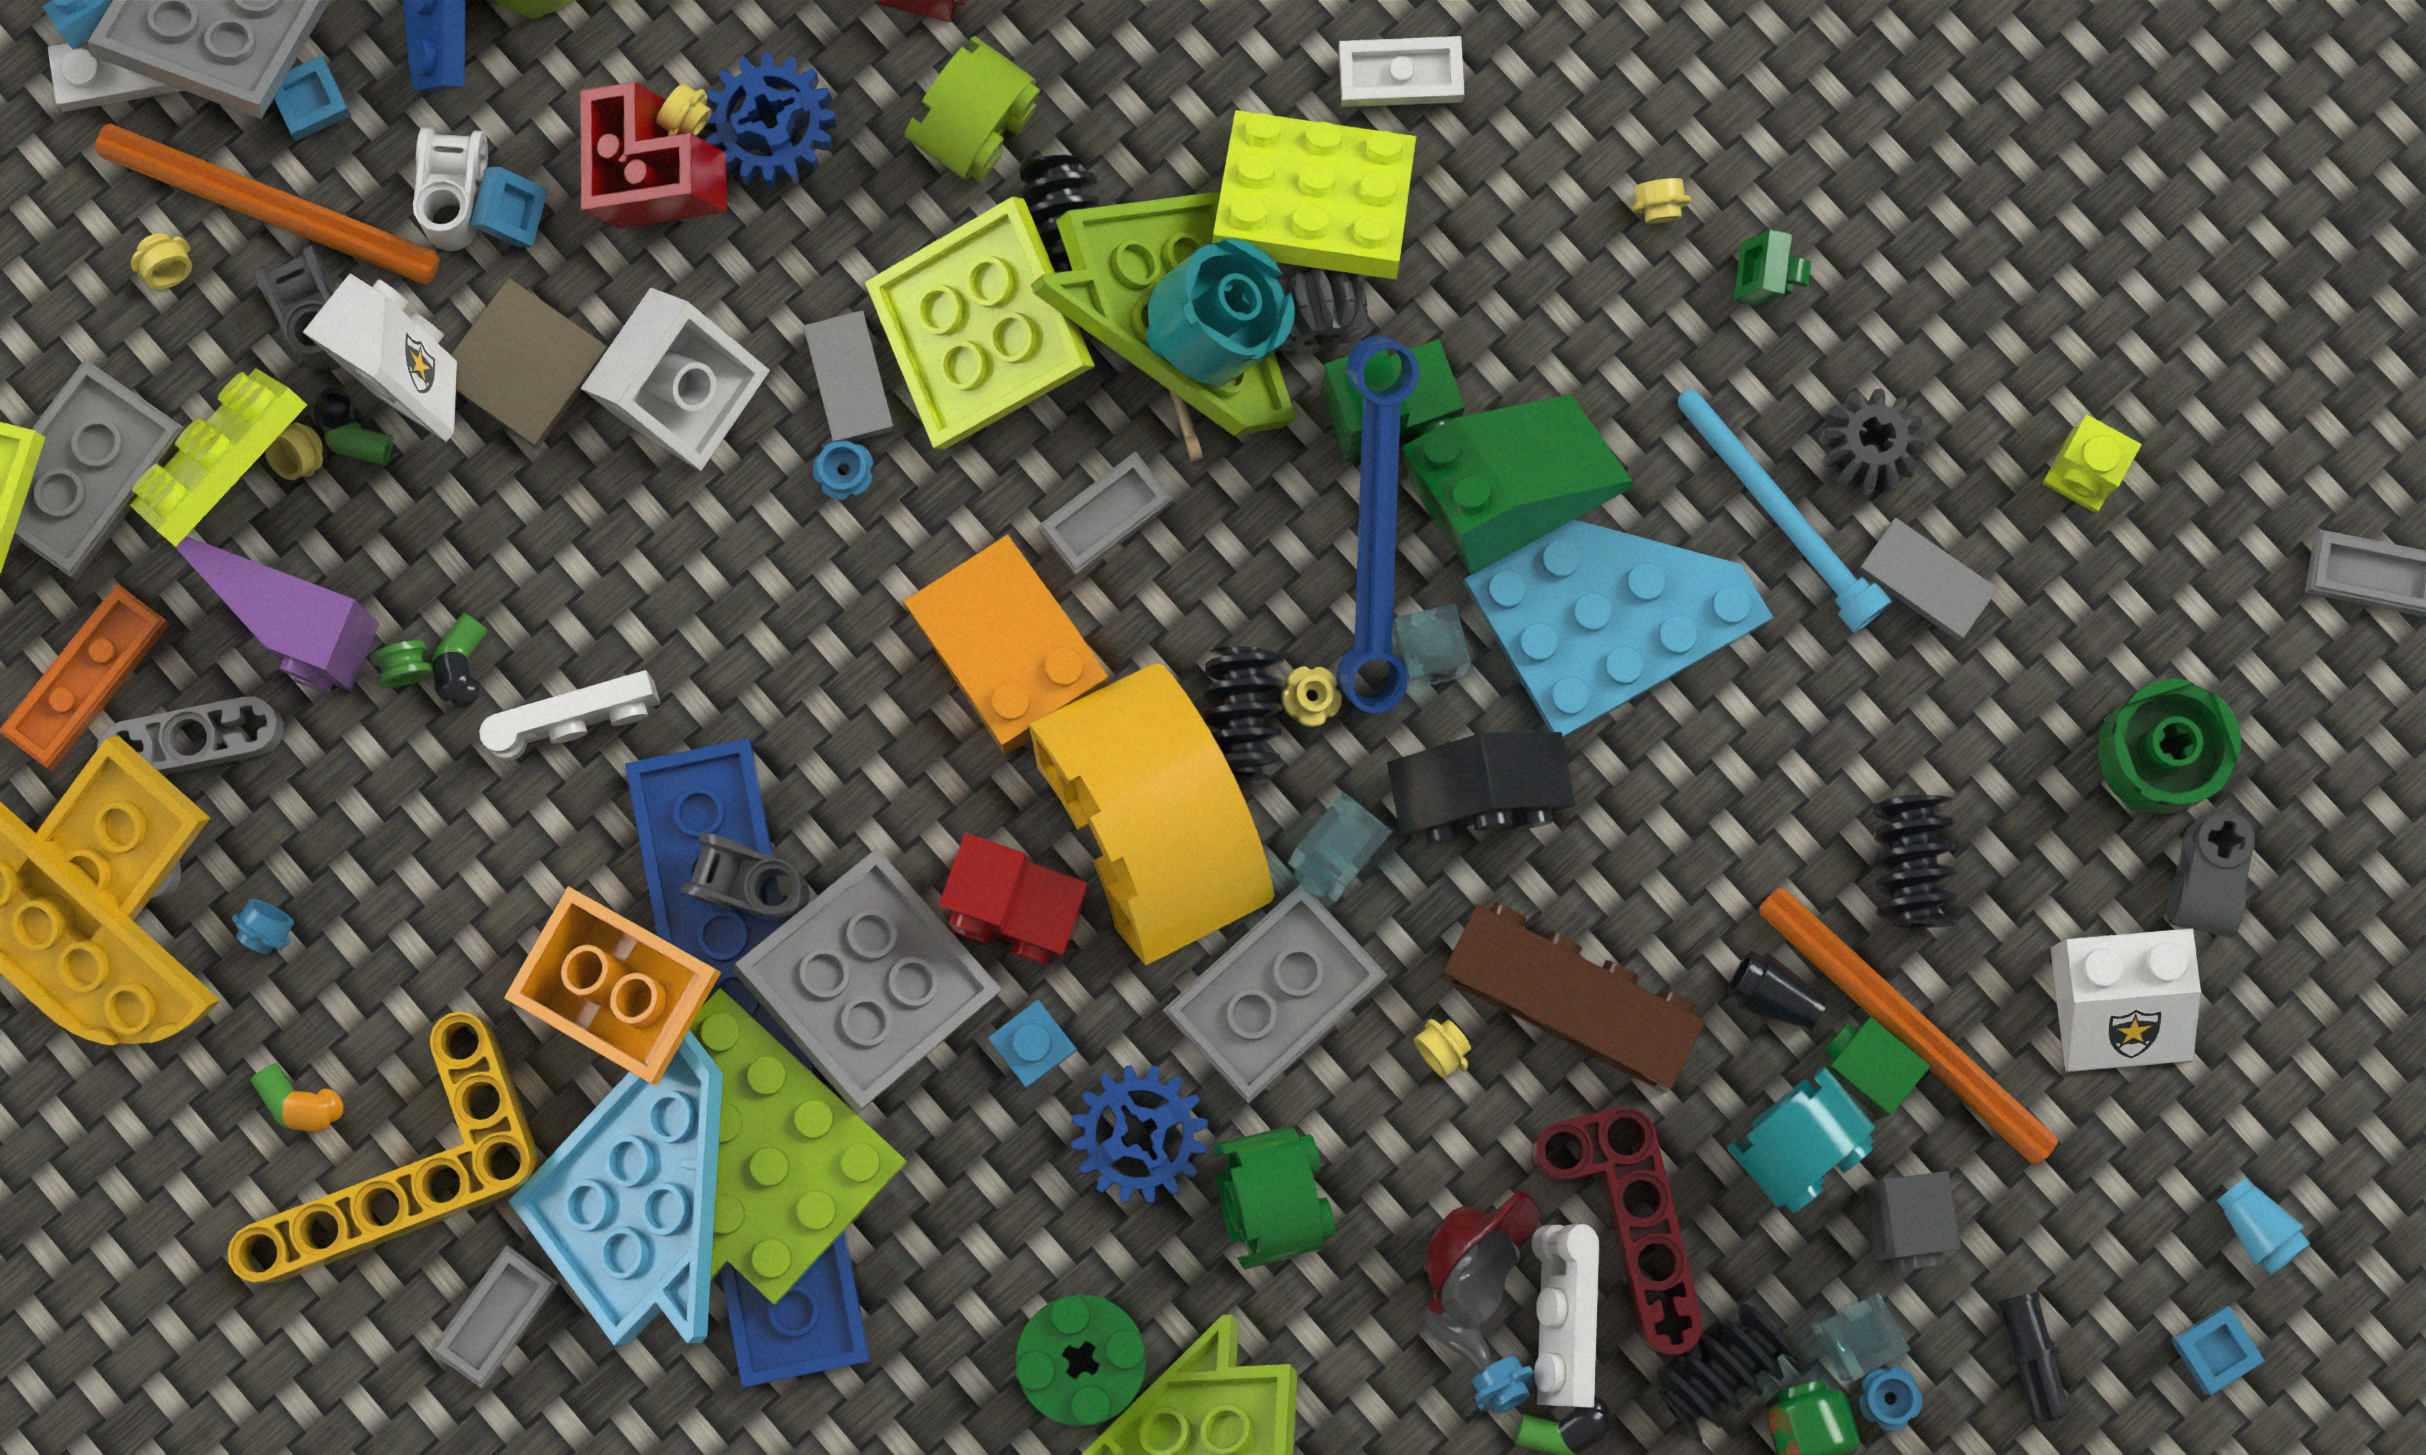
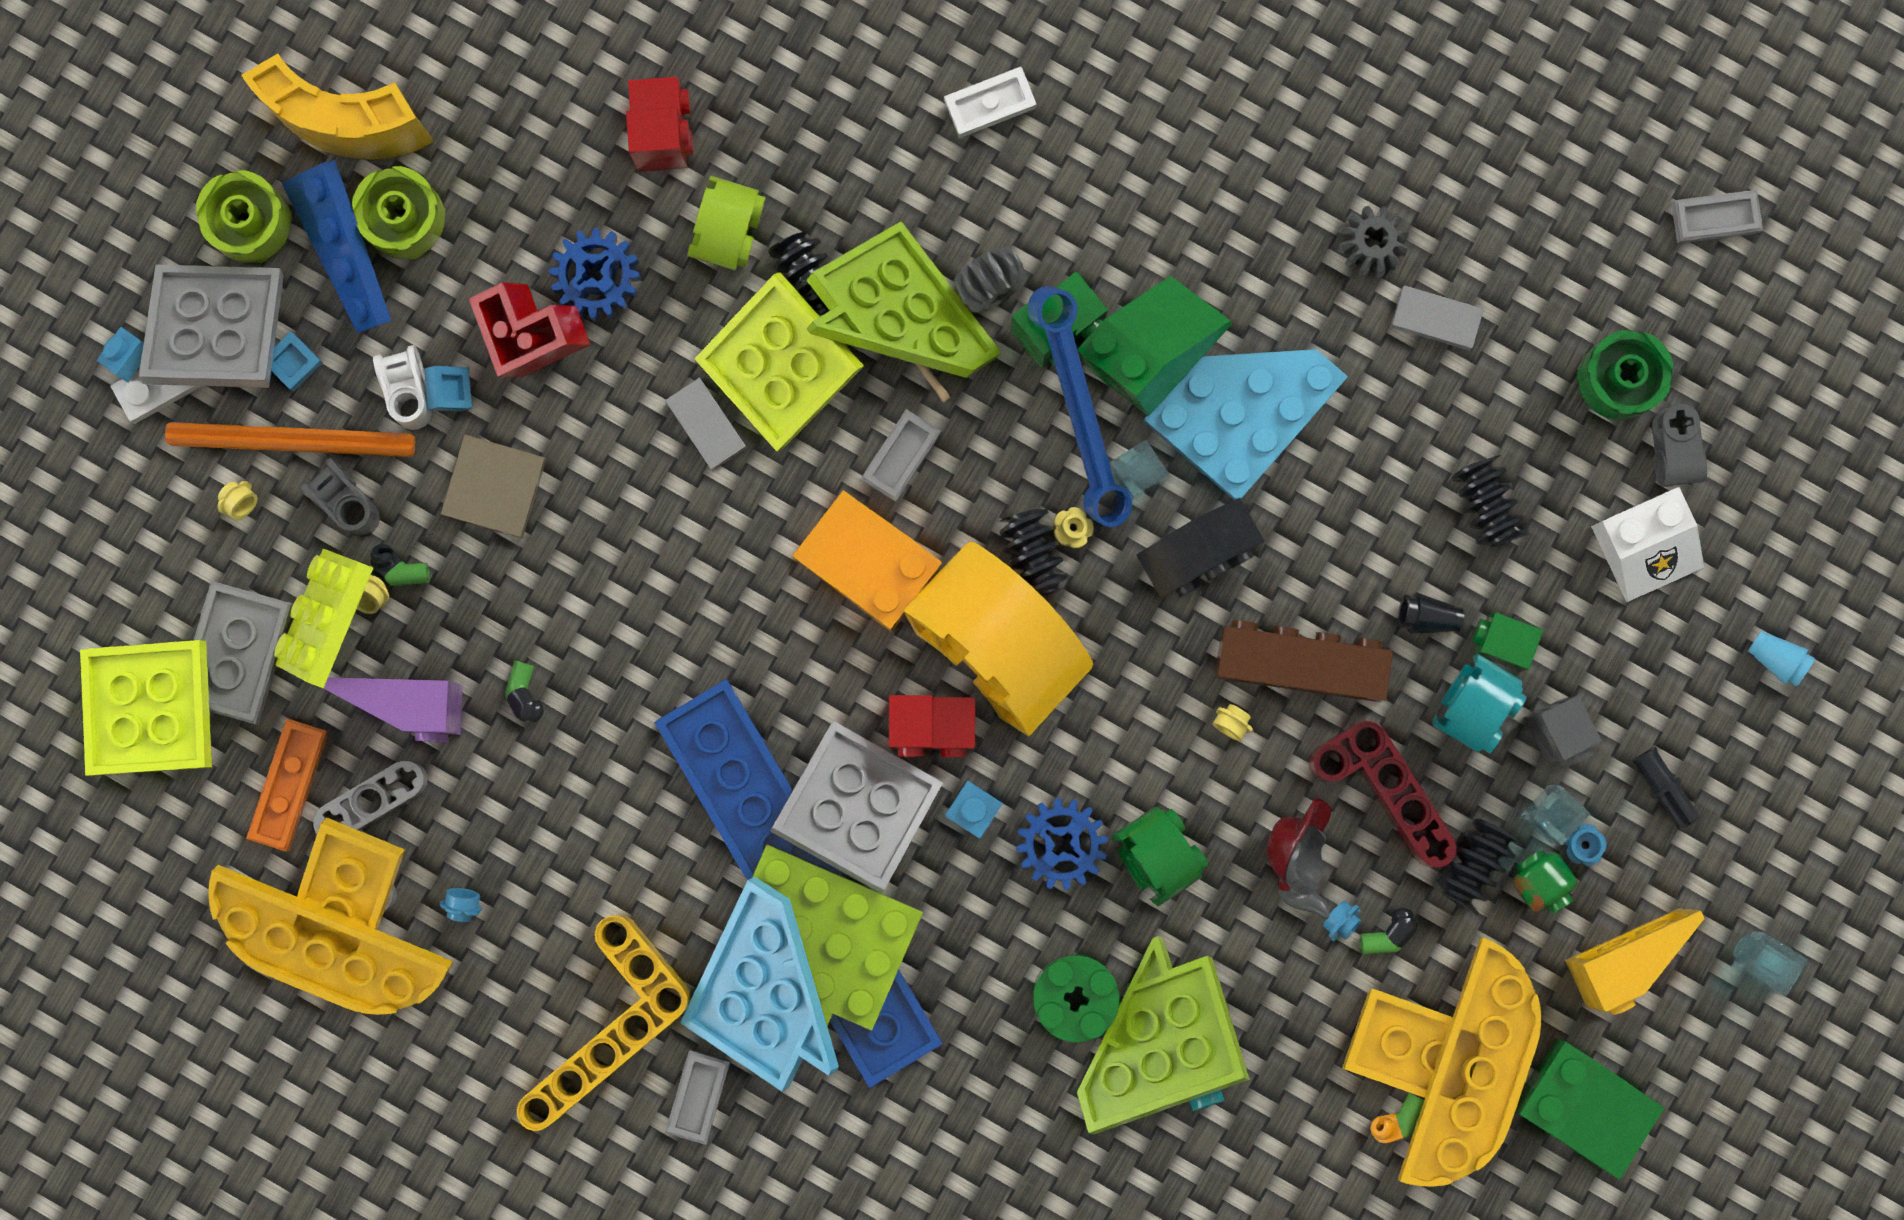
camera: 15 degrees left, 5 degrees up
(295, 1108) = (525, 1011): light orange arm -> none
(389, 352) = (408, 511): white slope -> none
(401, 664) = (487, 707): bright green bush -> none
(567, 715) = (606, 703): white plate -> none
(612, 985) = (700, 867): light orange slope -> none
(675, 377) = (595, 462): white slope -> none
(684, 111) = (540, 290): light yellow plate -> none
(734, 877) = (755, 771): dark grey piece -> none
(843, 453) = (716, 476): dark azure plate -> none
(1219, 312) = (932, 304): teal brick -> none
(1274, 993) = (1115, 724): light grey tile -> none
(1316, 193) = (964, 204): neon yellow plate -> none
(1338, 848) = (1124, 620): clear light blue brick -> none
(1567, 1314) = (1367, 863): white plate -> none
(1661, 200) = (1185, 129): light yellow plate -> none
(1767, 268) = (1269, 152): green tile -> none
(1856, 598) = (1396, 345): medium azure piece -> none
(1908, 1025) = (1518, 607): orange axle -> none
(2091, 463) = (1516, 207): neon yellow brick -> none
(2217, 1350) = (1778, 745): dark azure plate -> none

